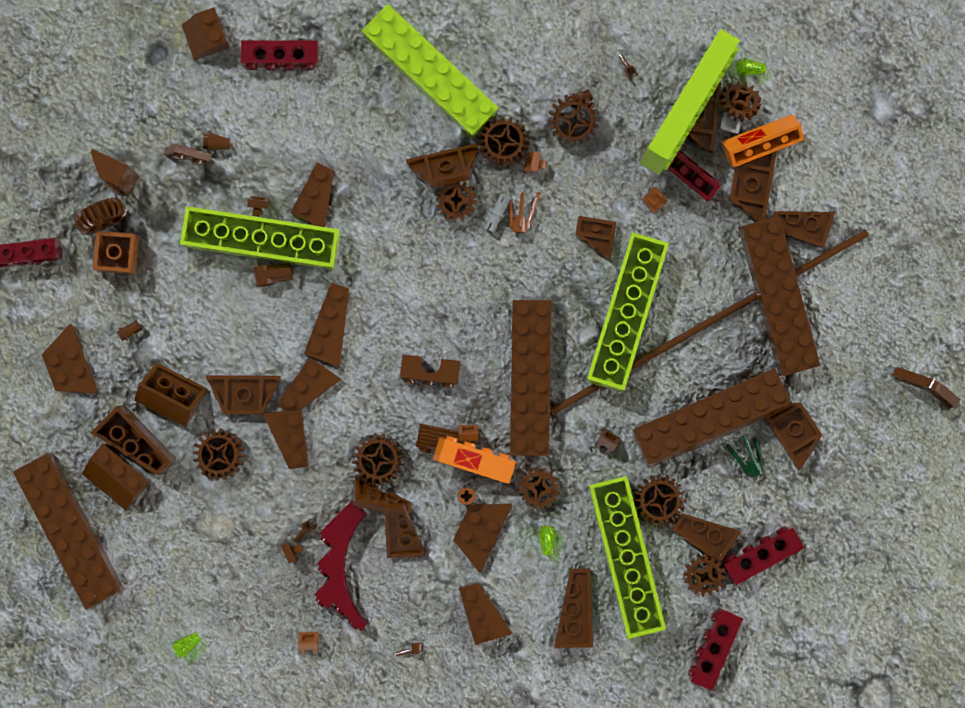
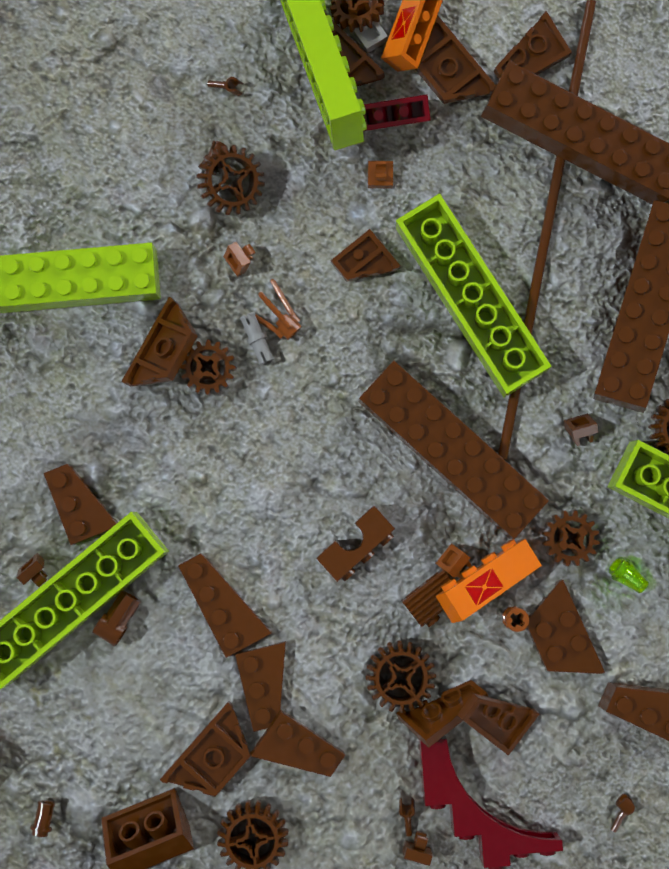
camera: 50 degrees left, 0 degrees up
(508, 125) = (182, 273): reddish brown gear -> none

